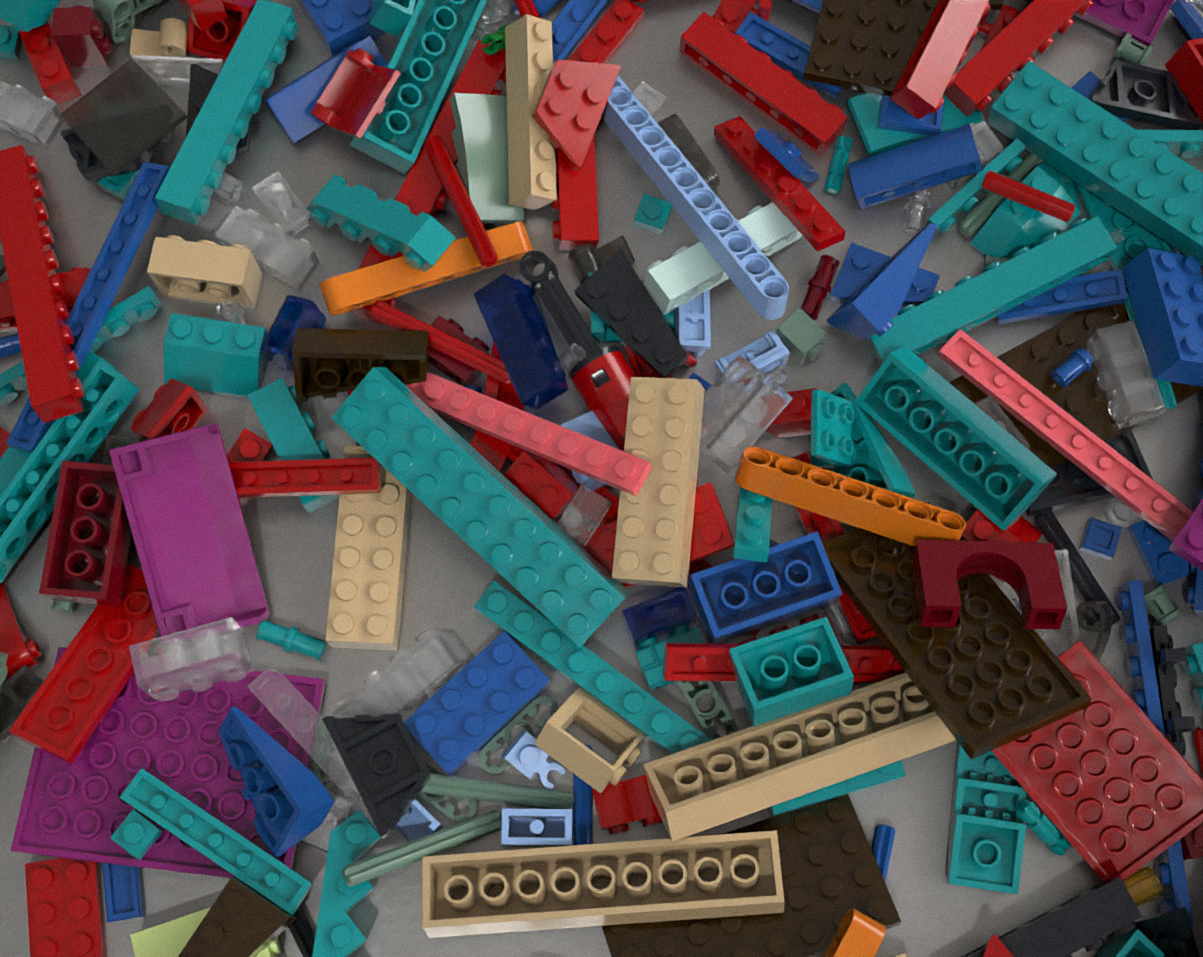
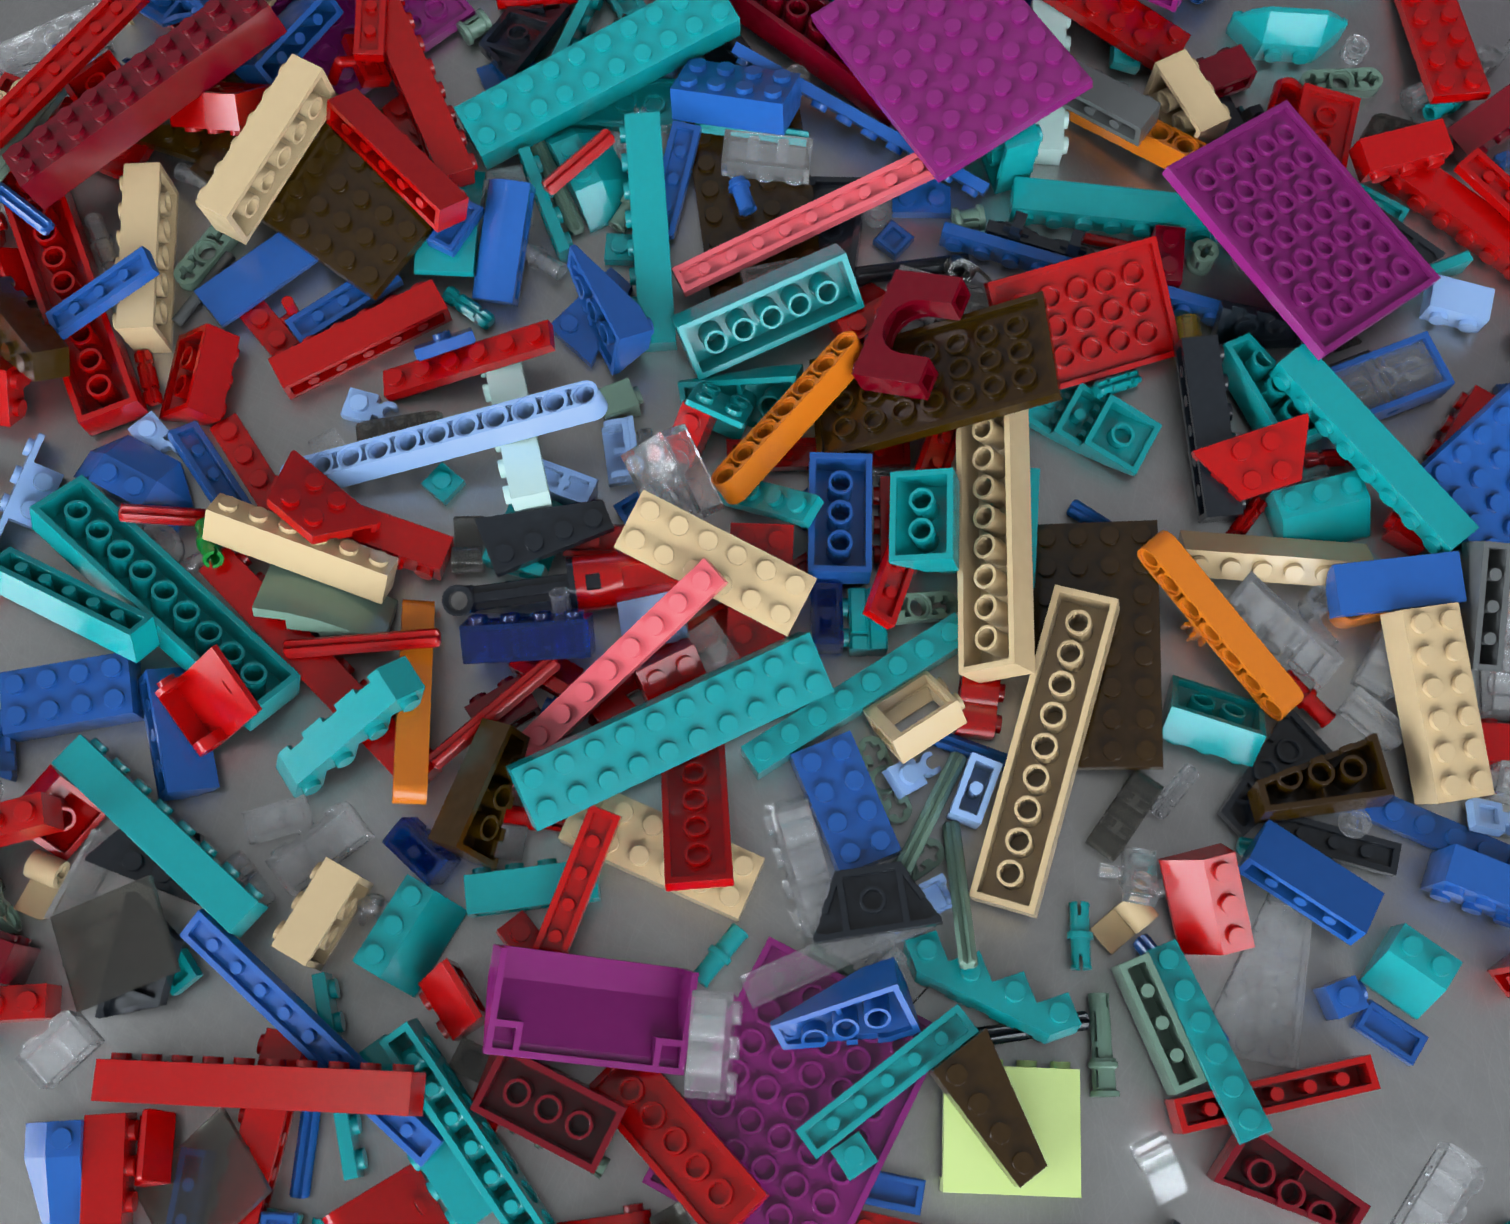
camera: 70 degrees left, 0 degrees up
(396, 564) = (697, 823): none -> red plate
(699, 116) = (365, 406): none -> light blue plate
(819, 286) = (577, 368): dark red pin -> none
(959, 270) = (616, 250): none -> teal plate

